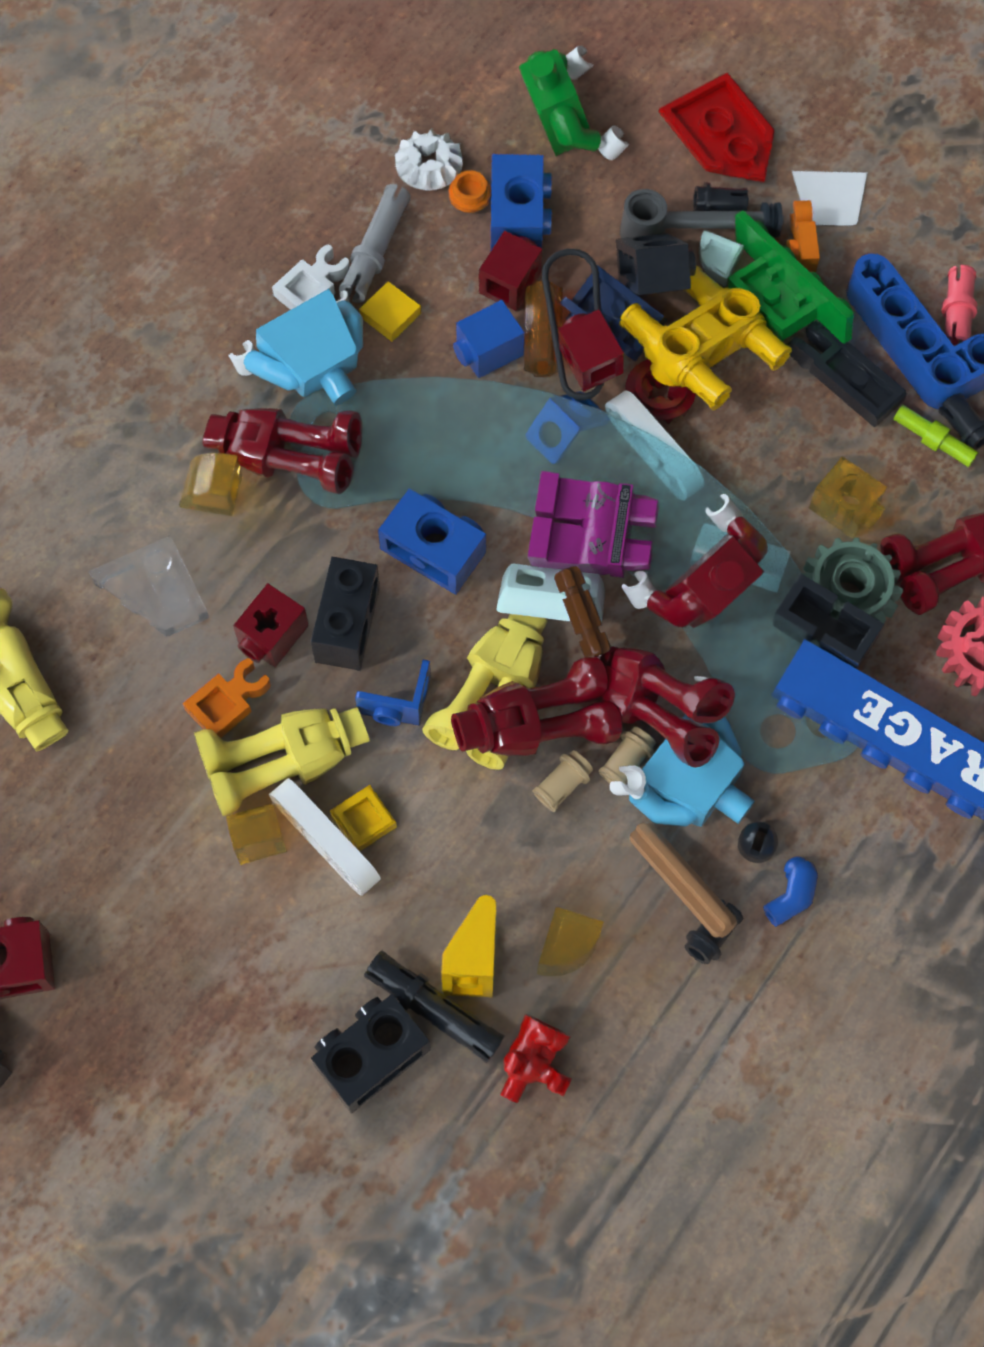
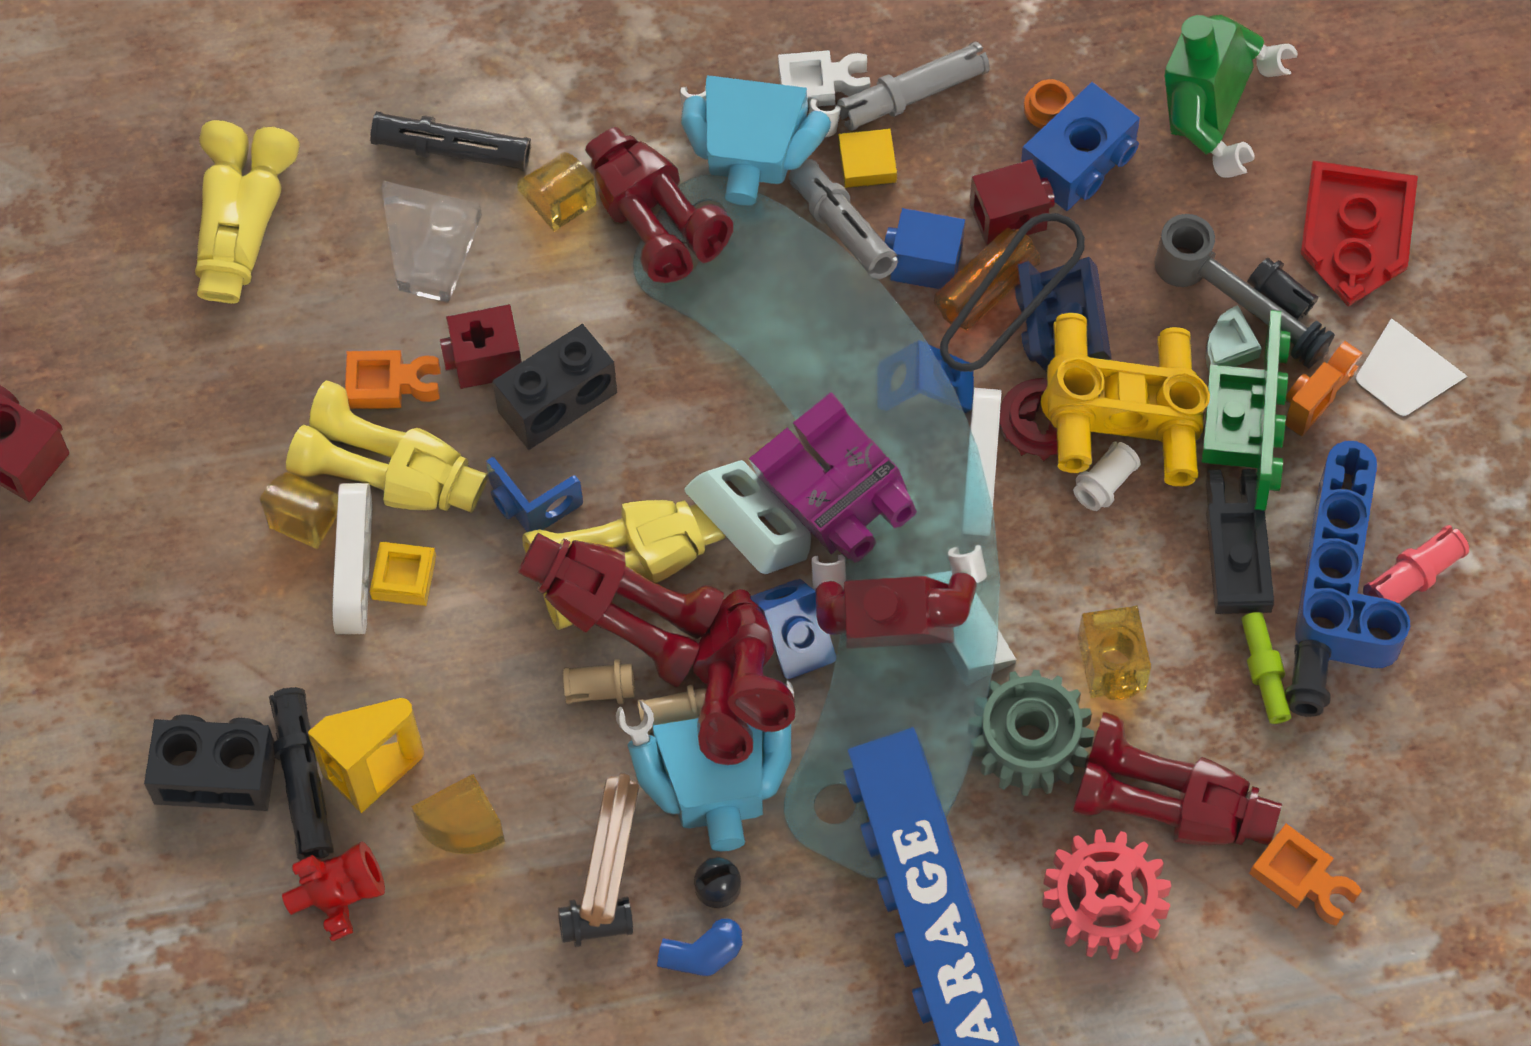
camera: 45 degrees right, 5 degrees down
(57, 534) = (391, 131): none -> black pin
(404, 358) = (831, 205): none -> light grey pin
(432, 174) = (1029, 61): white gear -> none
(445, 562) = (692, 414): blue brick -> none
(582, 612) = (746, 544): reddish brown axle -> none
(590, 349) = (988, 321): dark red brick -> none
(647, 633) = (795, 629): none -> bracket
(654, 263) = (1139, 293): black brick -> none
(737, 407) = (1097, 486): none -> white pin
(807, 616) = (950, 720): black piece -> none

